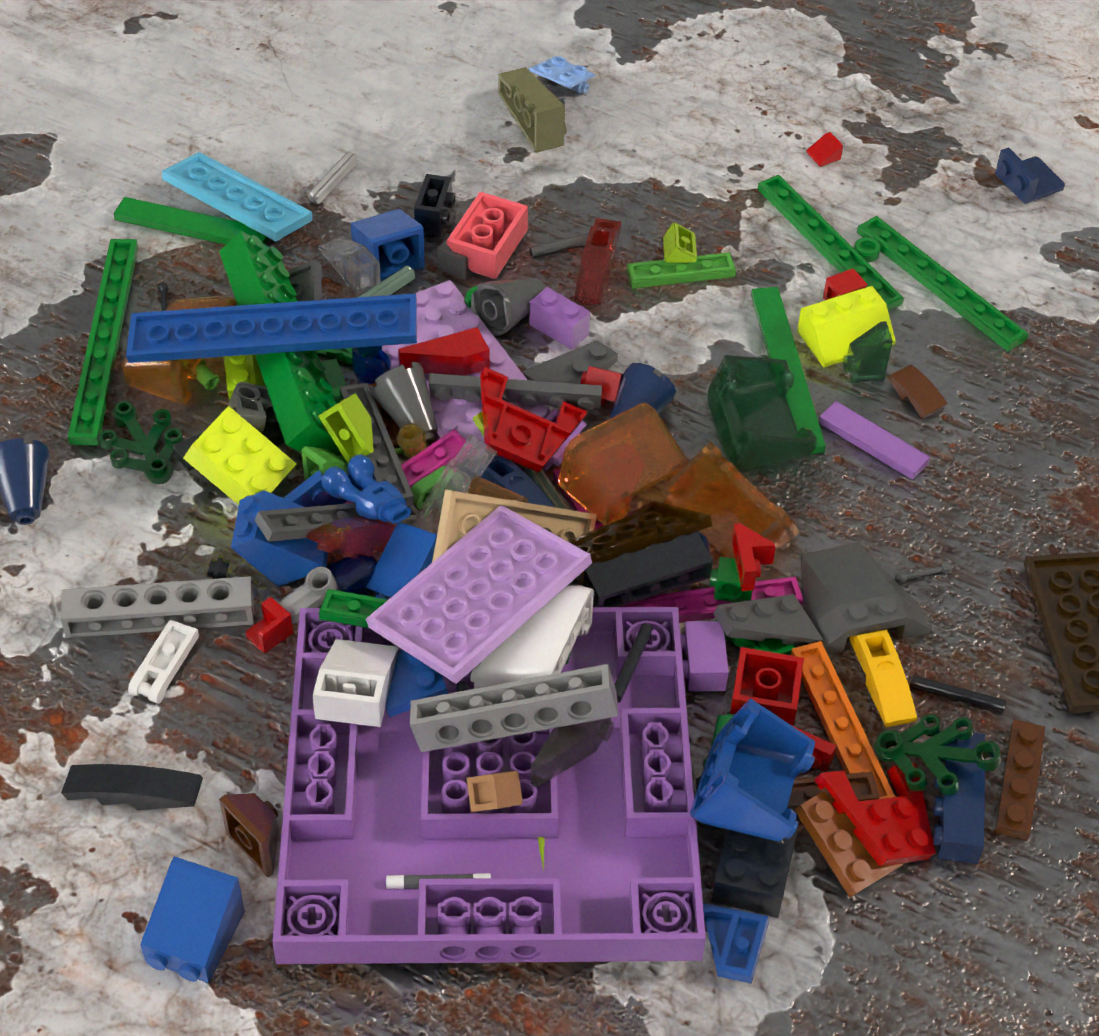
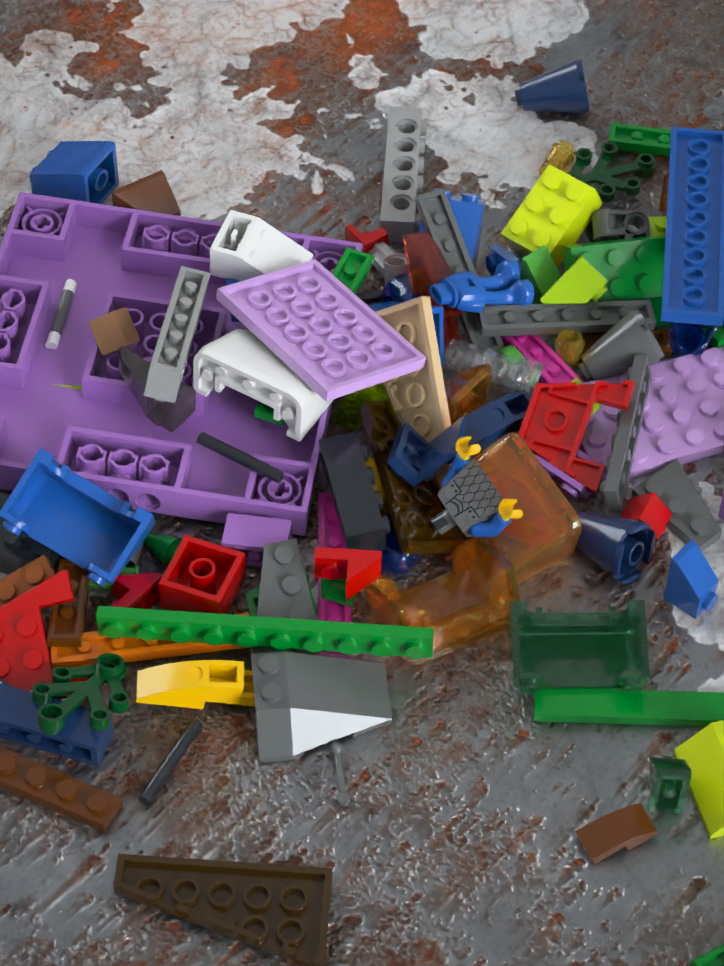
camera: 100 degrees right, 0 degrees up
(124, 479) = (560, 156): none -> clear yellow cone
(134, 784) = (214, 152): black slope -> none
(163, 661) = (343, 176): white plate -> none
(451, 354) = (690, 394): red slope -> none
(592, 508) = (419, 460): none -> dark blue bracket
(649, 471) = (472, 497): none -> torso
(666, 352) = (691, 581): none -> blue slope
(827, 632) = (265, 632): none -> green plate
(874, 440) = (543, 770): medium lavender tile -> none

